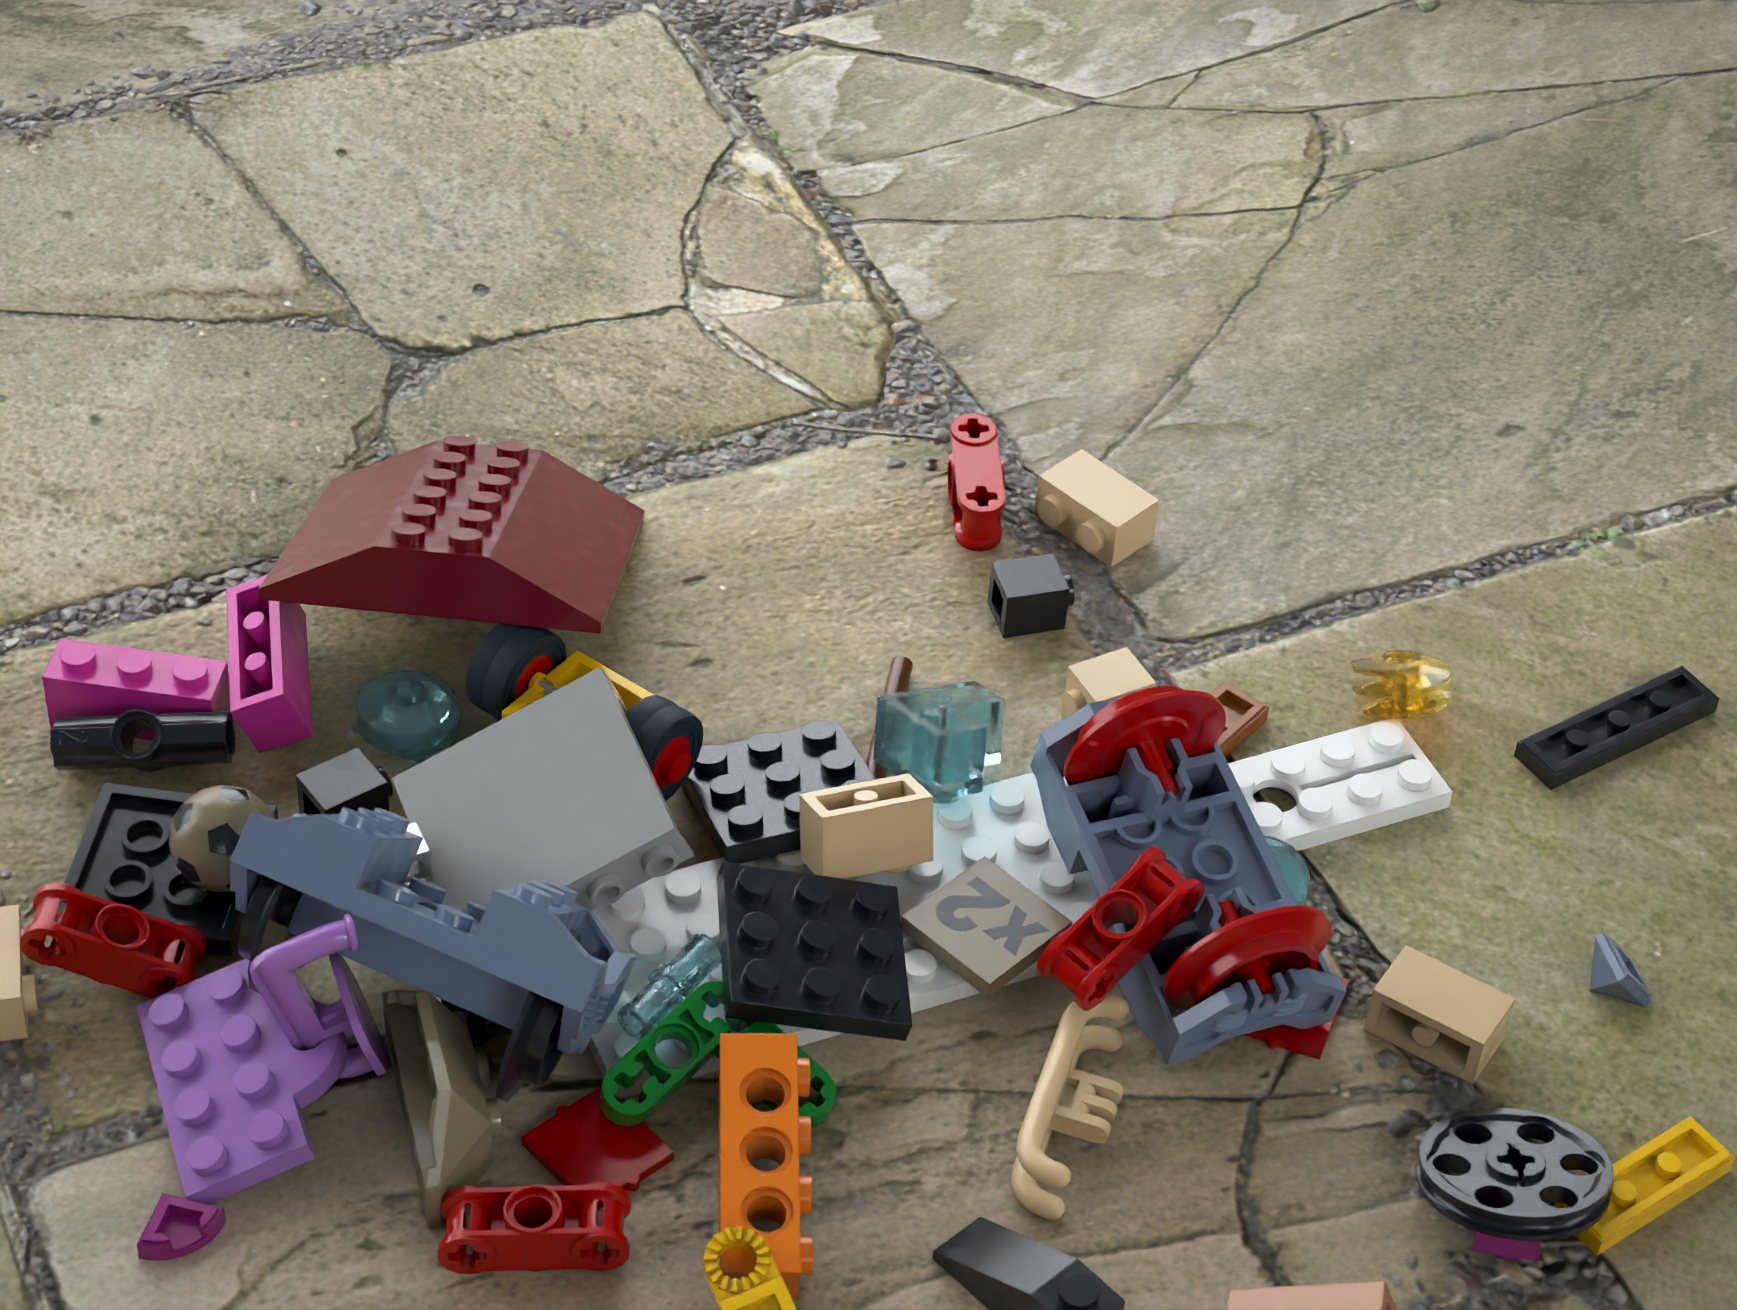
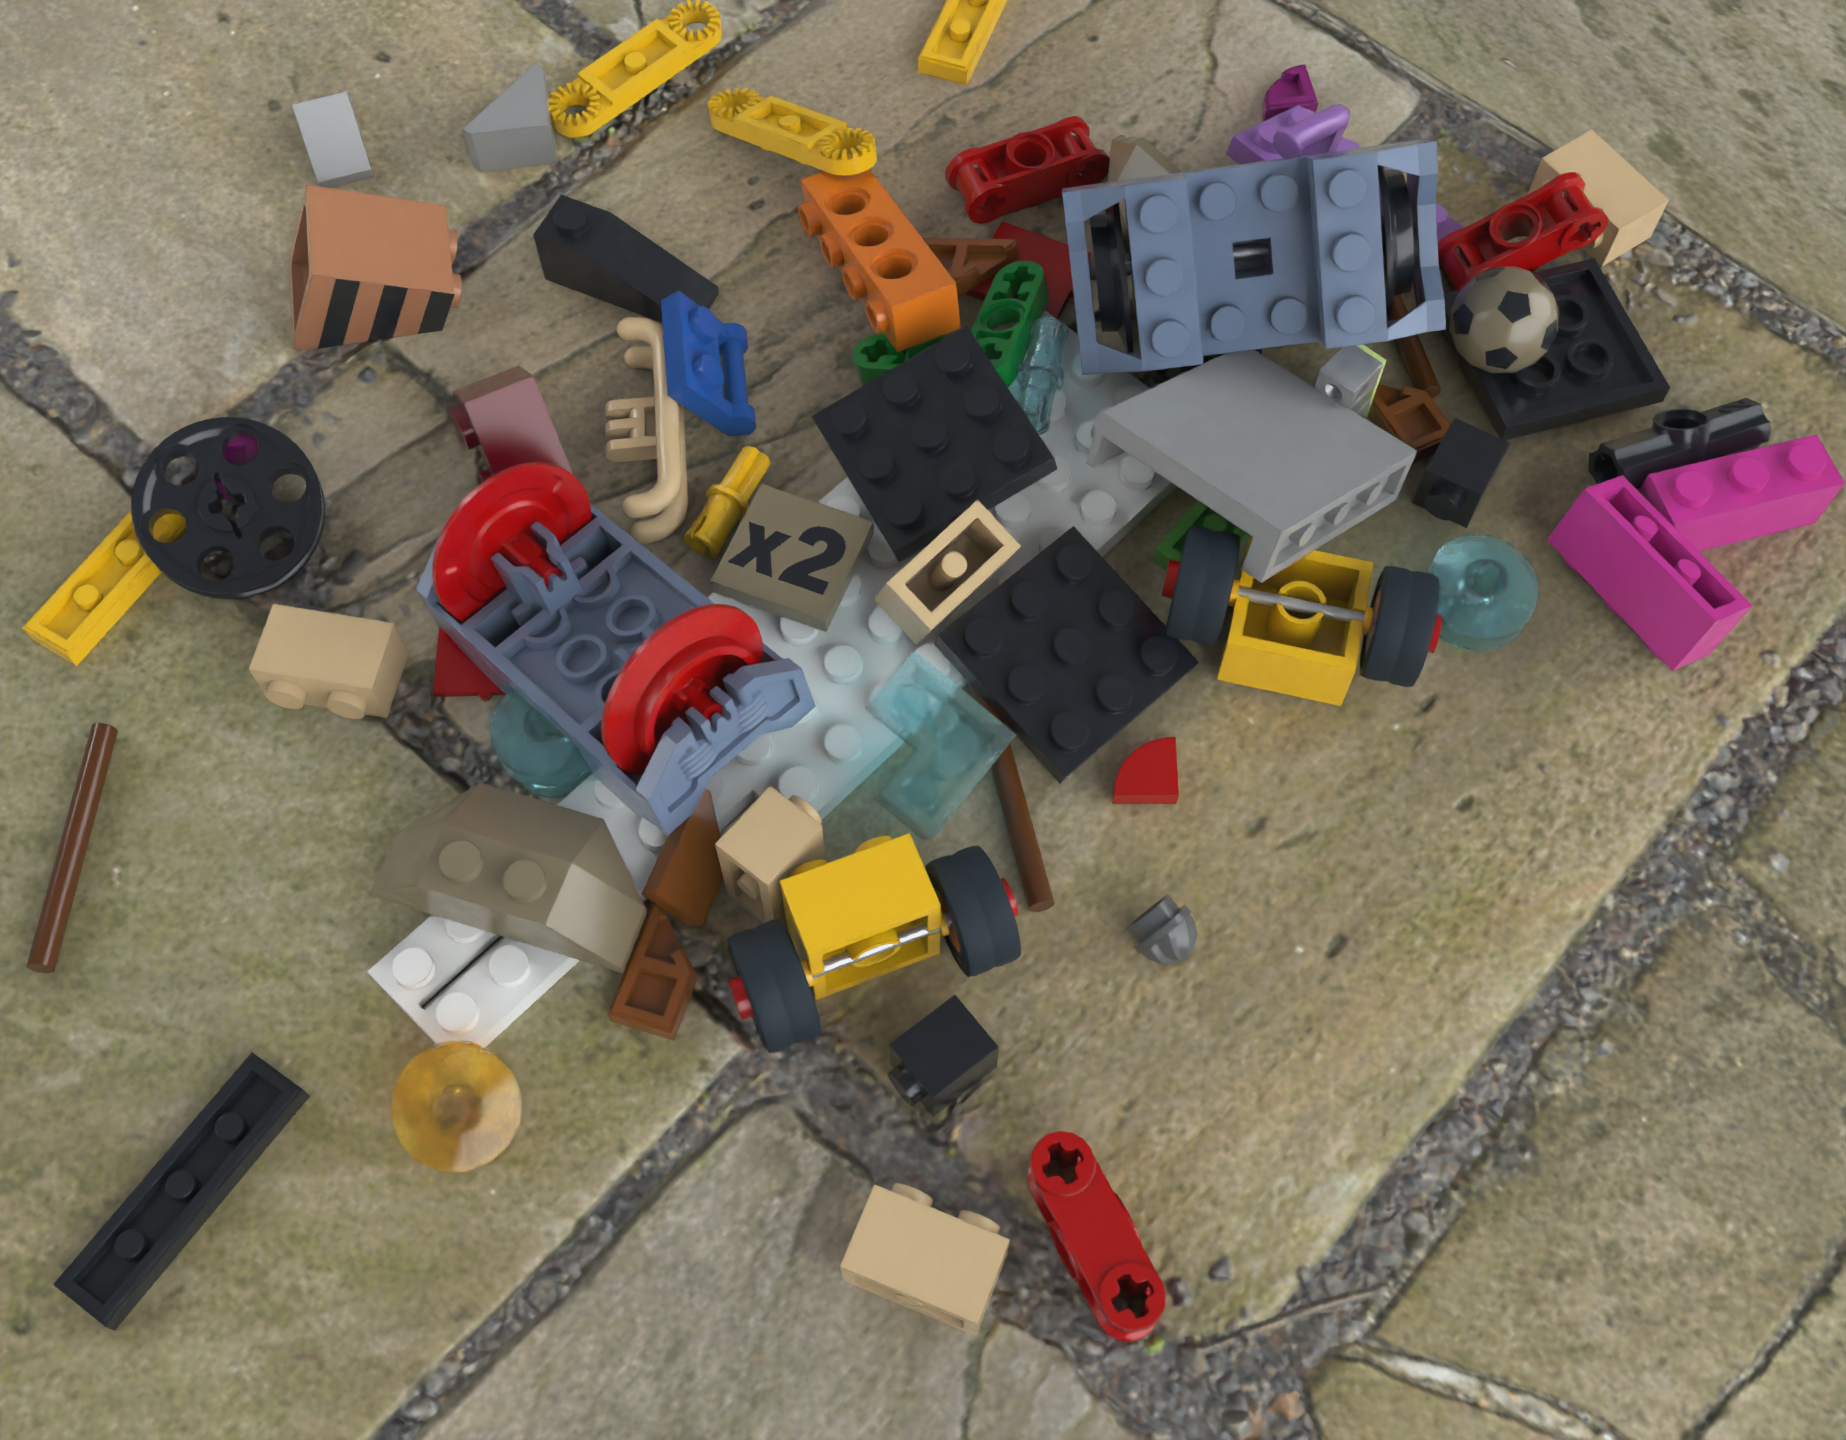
camera: 160 degrees right, 20 degrees up
(464, 539) = (1571, 771): dark red slope -> none
(670, 1168) = (973, 259): none -> dark orange tile
(765, 707) = (1149, 775): none -> red tile
(824, 609) = (1165, 932): none -> dark grey plate
(987, 1131) = (693, 366): none -> blue plate
(1017, 1024) = (727, 503): none -> yellow axle
(1040, 641) = (865, 921): none -> brick
(1091, 957) = (641, 516): red piece -> none
(1215, 1131) = (507, 422): none -> brick
(1328, 773) = (519, 874): none -> dark tan wedge
(1616, 973) = (149, 796): sand blue slope -> none
(1692, 974) = (72, 849): none -> reddish brown bar

